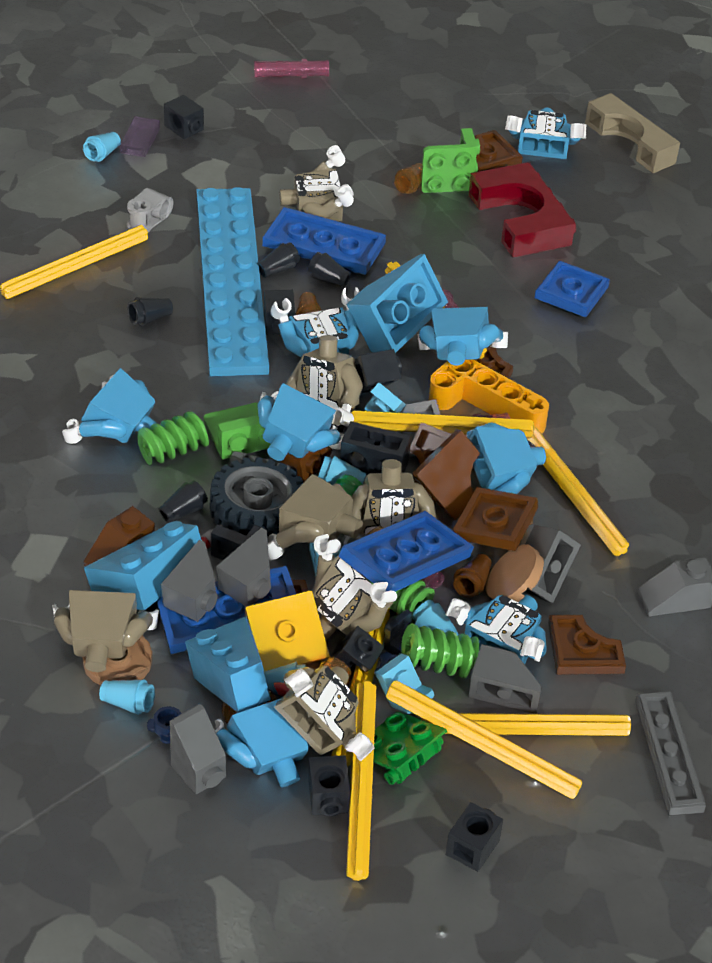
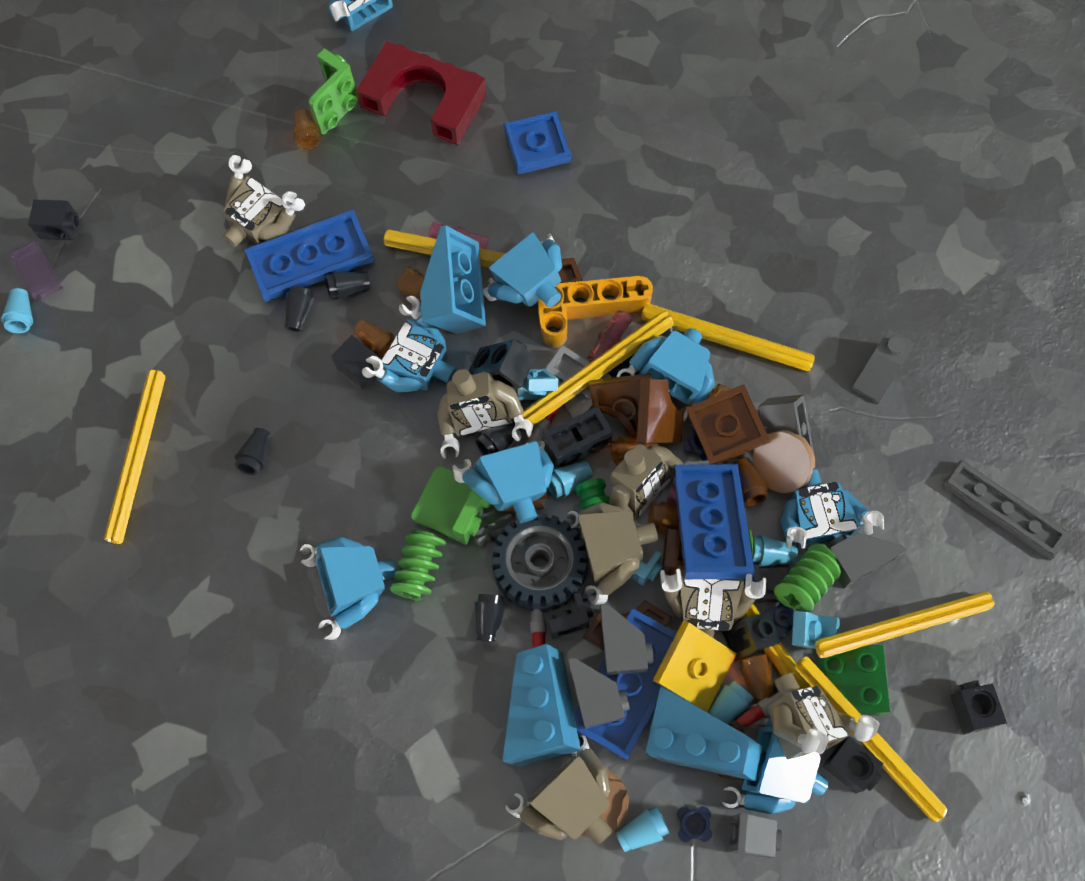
camera: 40 degrees left, 25 degrees up
(120, 532) = (490, 704): reddish brown slope -> none
(149, 209) = (137, 348): light grey piece -> none
(231, 283) = (280, 360): dark azure plate -> none
(291, 68) = (92, 80): clear pink pin -> none
(495, 152) = (337, 41): reddish brown tile -> none
(552, 724) = (914, 569): yellow axle -> none
(581, 649) = (871, 476): reddish brown tile -> none

